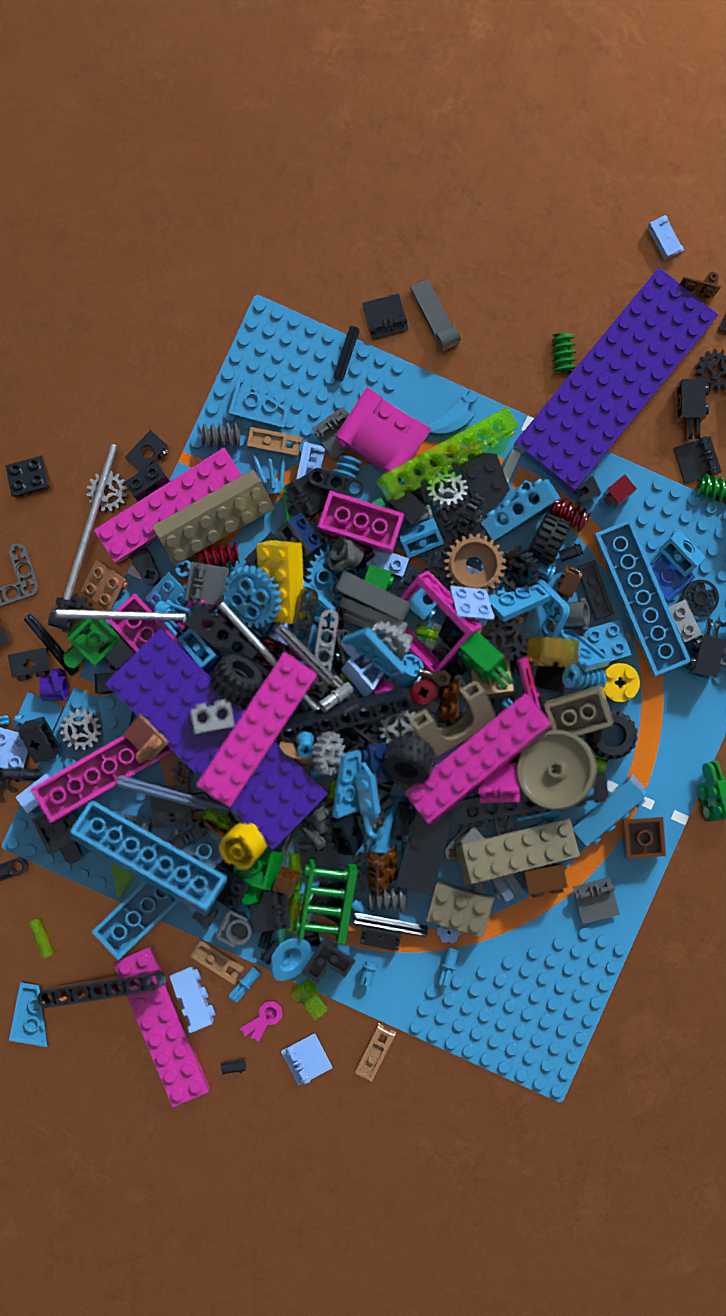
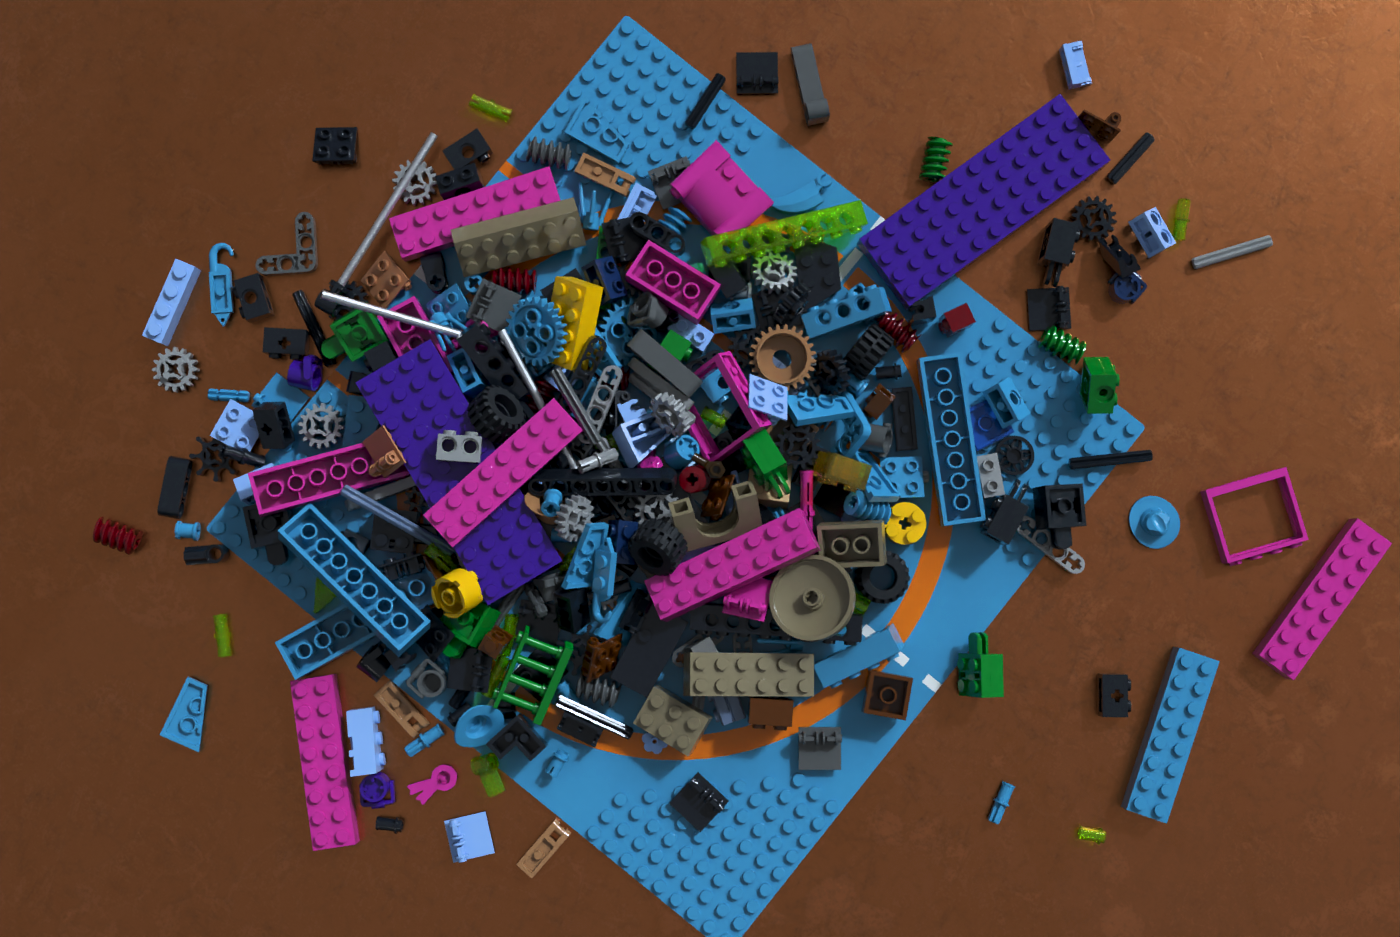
camera: 15 degrees right, 0 degrees up
(109, 986) = (278, 703): black beam -> none
(153, 773) = (384, 492): none -> light grey beam
(156, 407) = (490, 107): none -> clear neon green pin
(183, 926) = (374, 662): none -> black piece
(212, 1038) = (374, 789): none -> dark purple piece
(371, 646) = (648, 415): dark azure wing -> none
(448, 967) = (644, 778): dark azure axle -> none
(502, 975) = (699, 802): none -> black hinge

